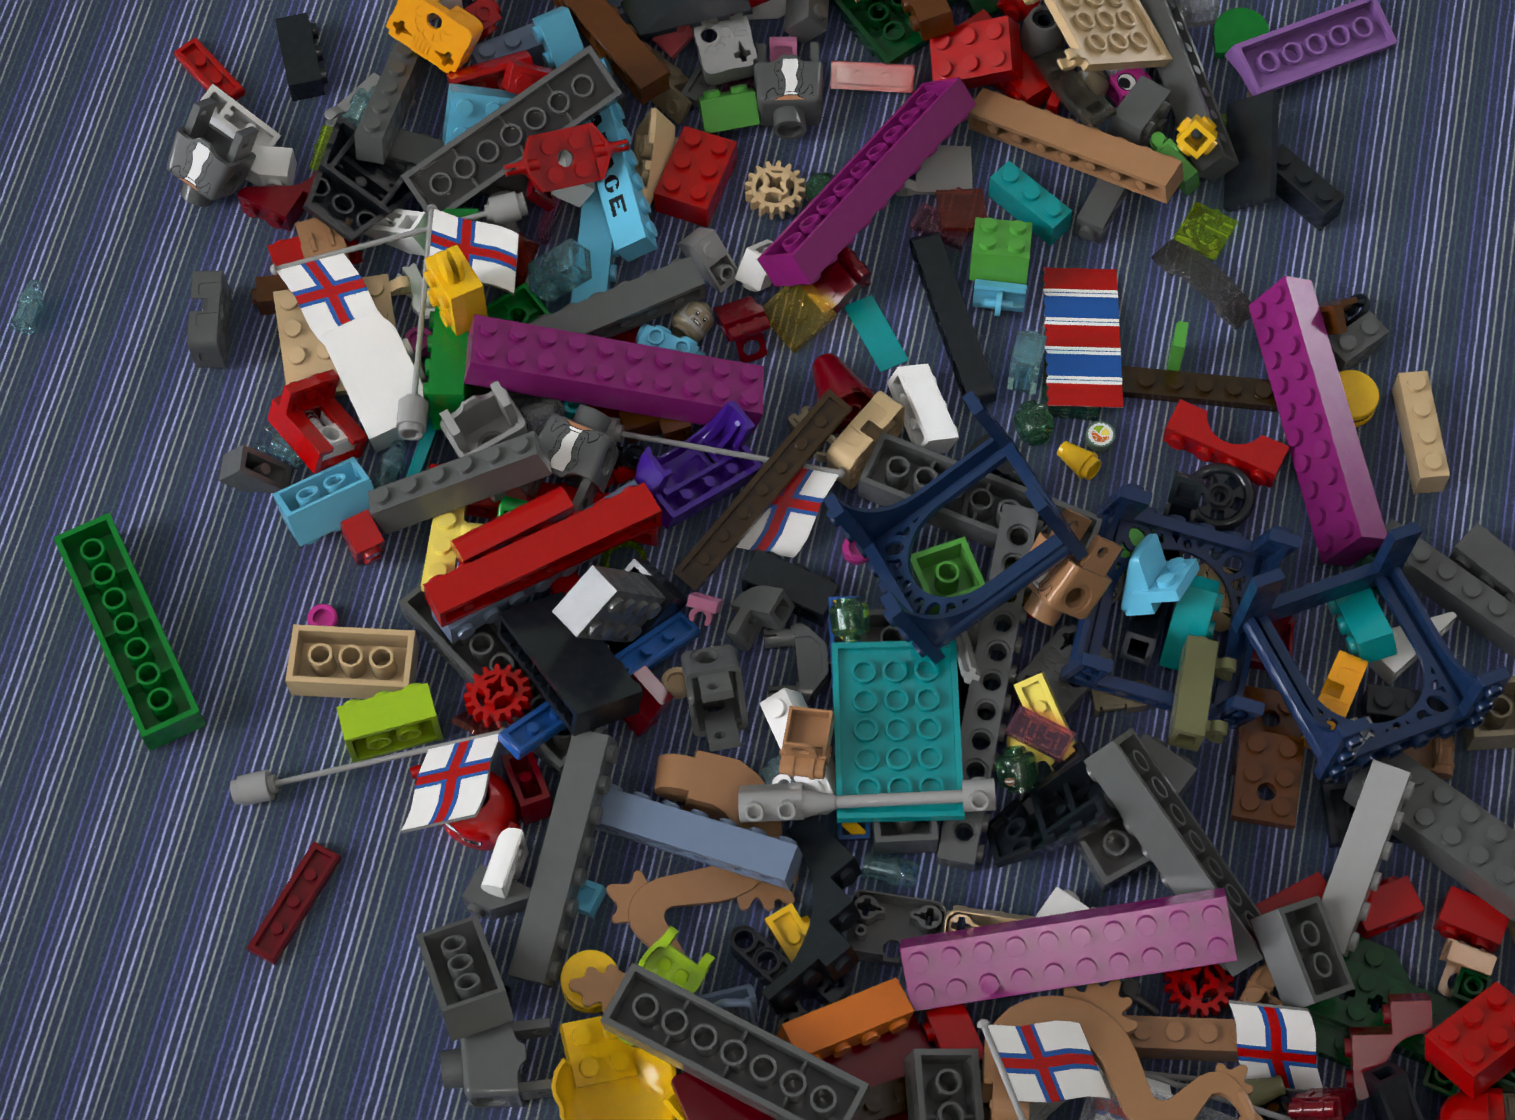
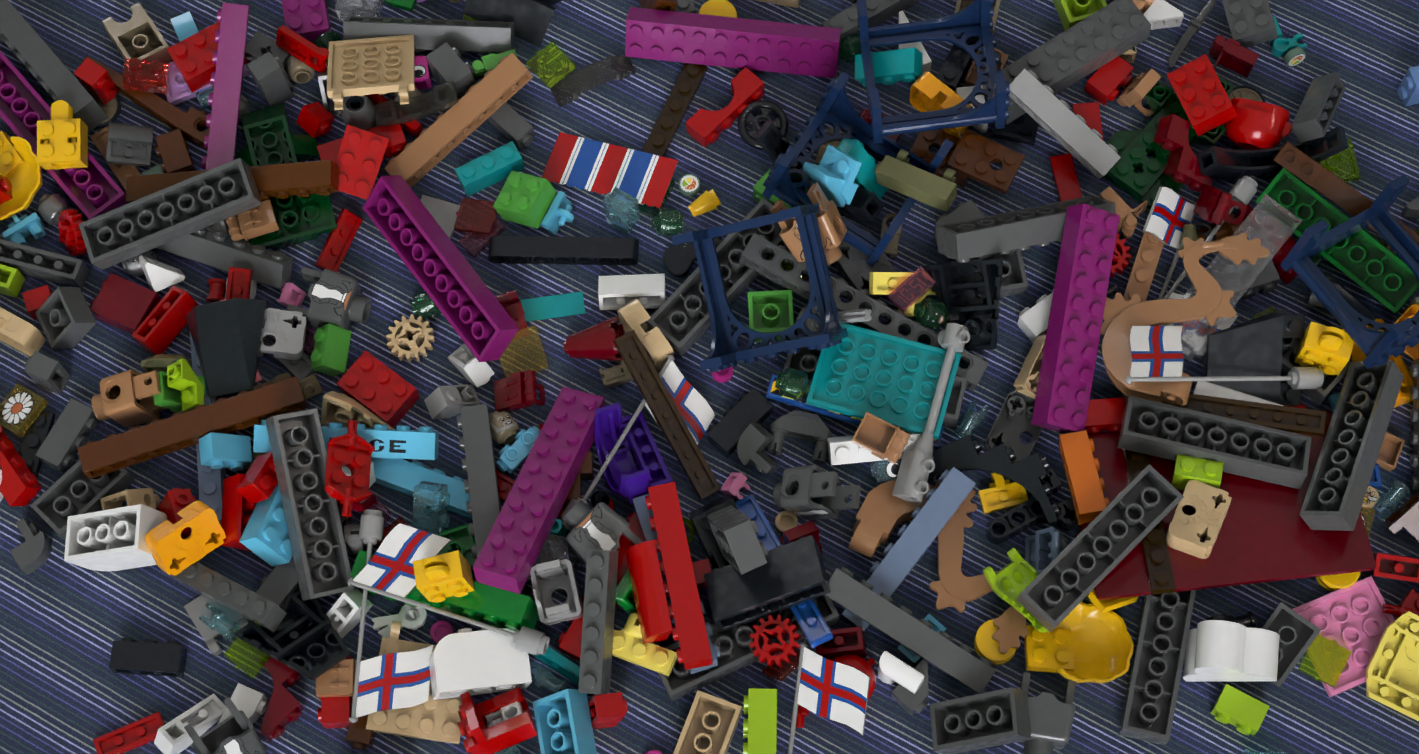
camera: 70 degrees left, 5 degrees up
(1177, 346) = (645, 110): bright green tile -> none
(1196, 146) = (491, 37): yellow brick -> none
(1302, 953) = (1120, 178): dark grey brick -> none

